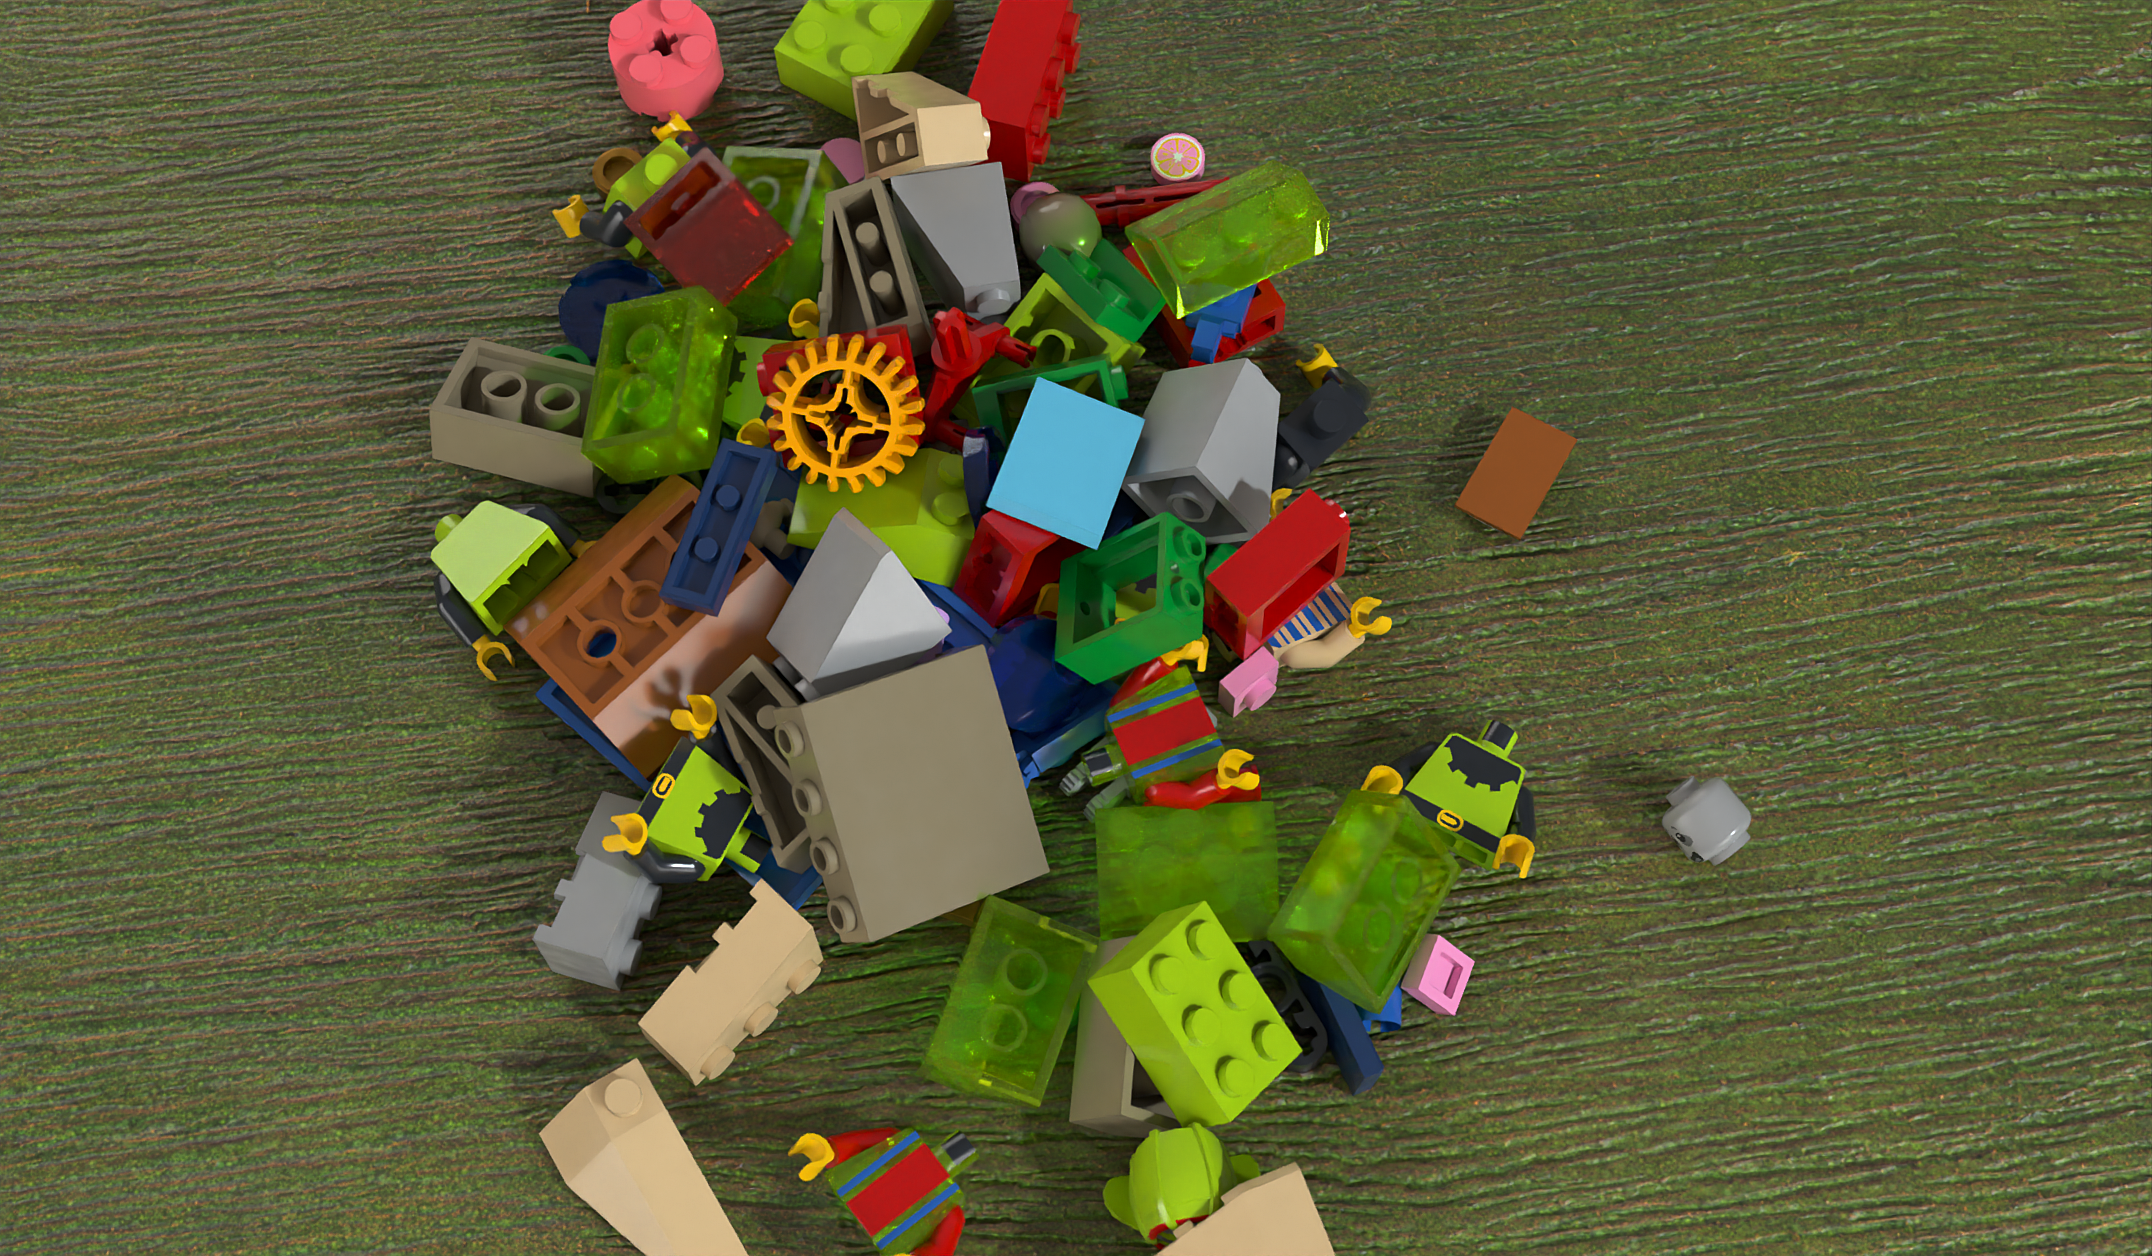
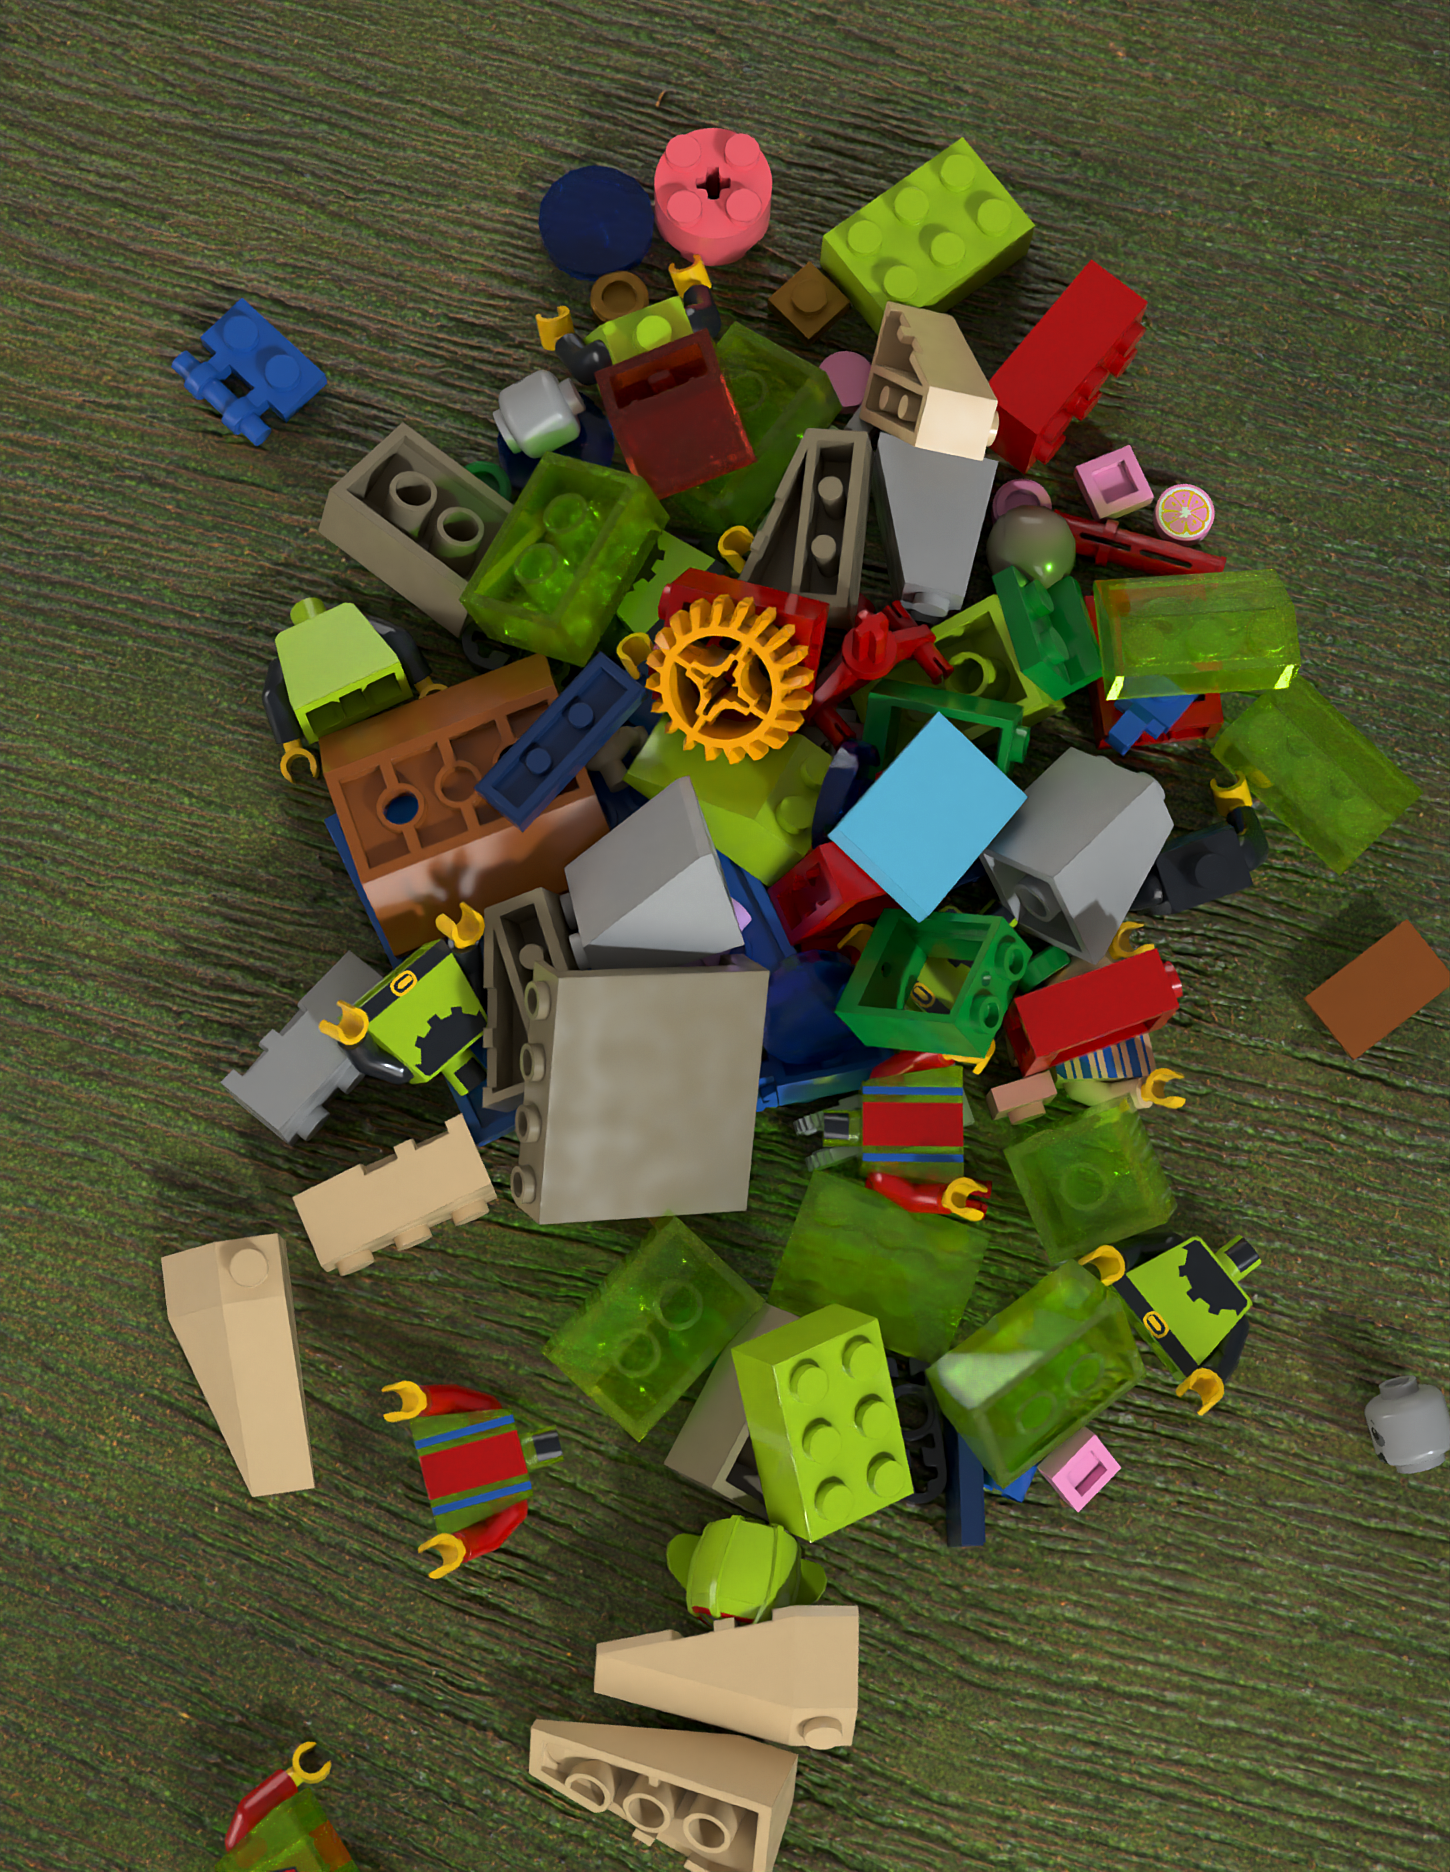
camera: 15 degrees right, 10 degrees up
(325, 340) = (259, 358): none -> blue plate
(573, 120) = (596, 222): none -> clear blue tile
(588, 283) = (539, 414): none -> light grey head
(784, 116) = (808, 304): none -> pearl gold plate
(1107, 158) = (1113, 485): none -> bright pink plate
(1338, 720) = (1090, 1178): none -> clear neon green brick
(1380, 321) = (1316, 772): none -> clear neon green slope

